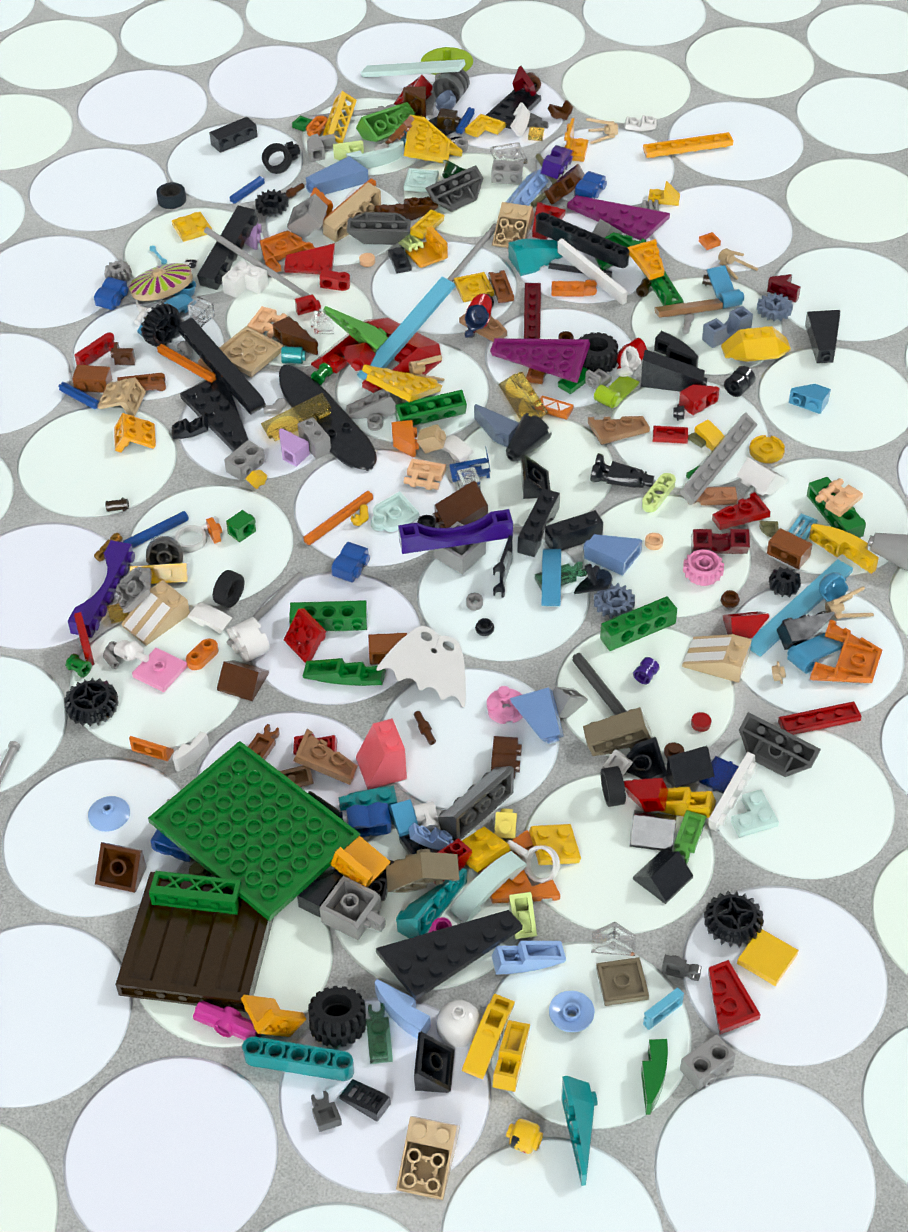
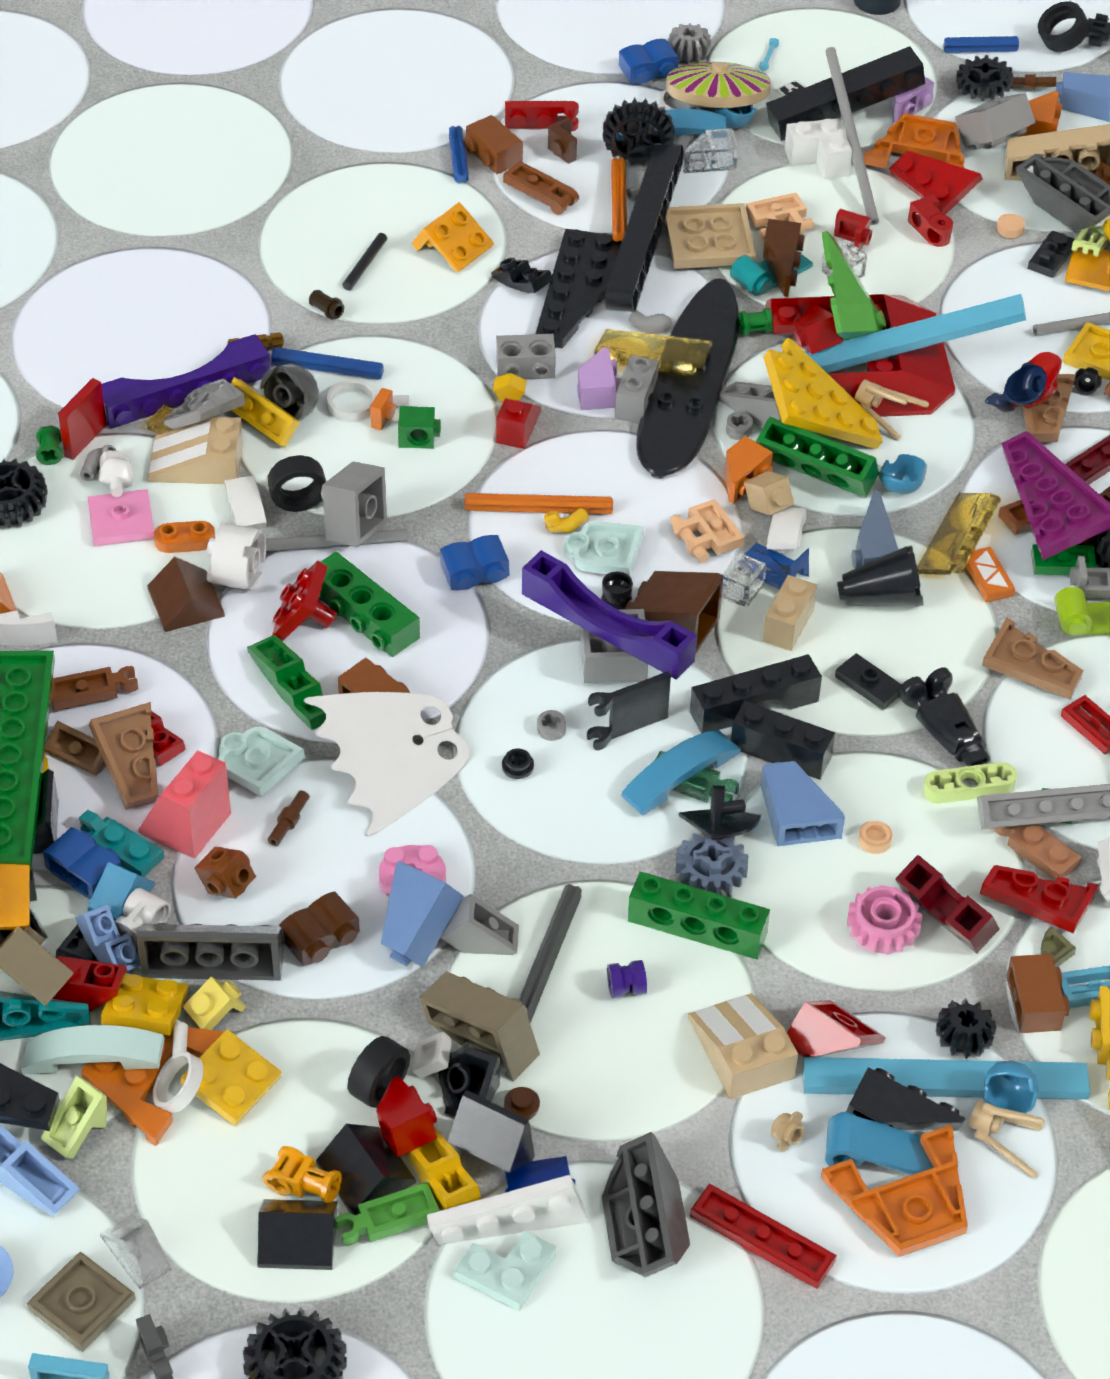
camera: 45 degrees right, 0 degrees up
(108, 481) = (364, 261): none -> black bar
(125, 393) = (498, 188): tan bracket -> none
(191, 226) = (855, 44): yellow plate -> none
(271, 575) = (354, 503): none -> light grey brick
(281, 490) = (516, 422): none -> red slope
(374, 711) = (258, 758): none -> light aqua plate
(437, 768) = (225, 872): none -> dark orange brick
(473, 390) = (903, 475): none -> dark azure hair
(506, 480) = (789, 612): none -> tan brick
(533, 478) = (828, 635): black slope -> none
(569, 484) = (868, 681): none -> black plate
(637, 853) = (298, 1174): none -> light orange connector
(701, 722) = (609, 1101): red tile -> none
(730, 599) = (864, 988): reddish brown plate -> none

